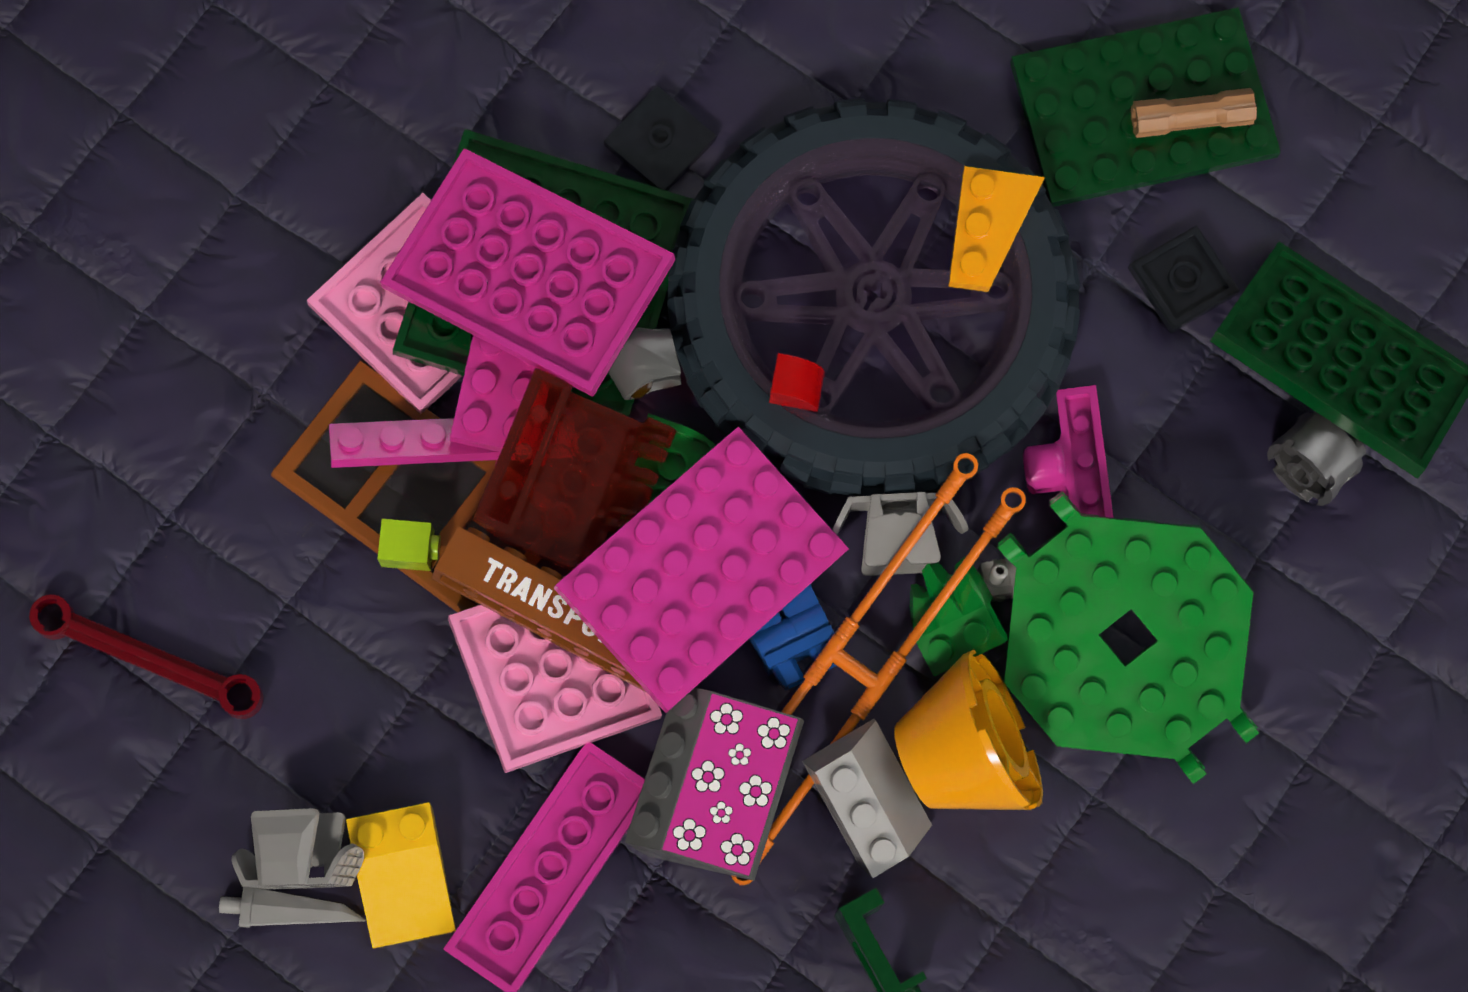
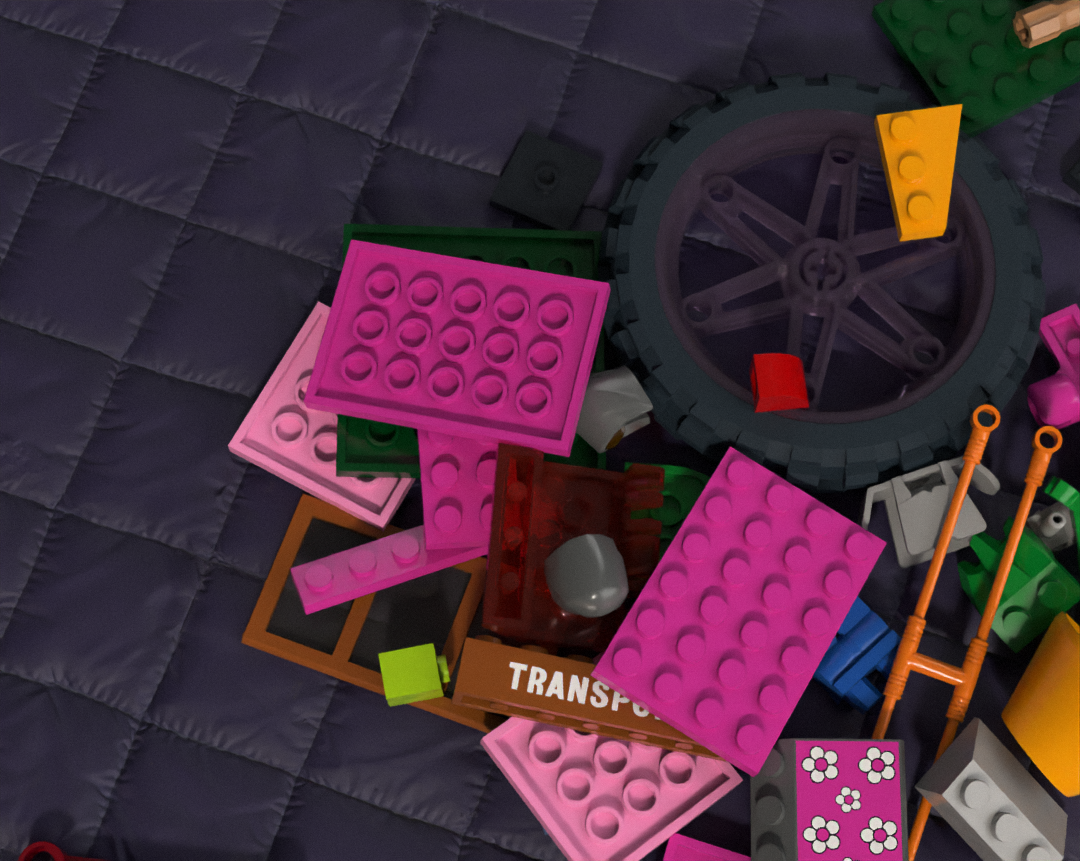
camera: 10 degrees left, 5 degrees down
(578, 503) = (587, 576): none -> dark grey piece

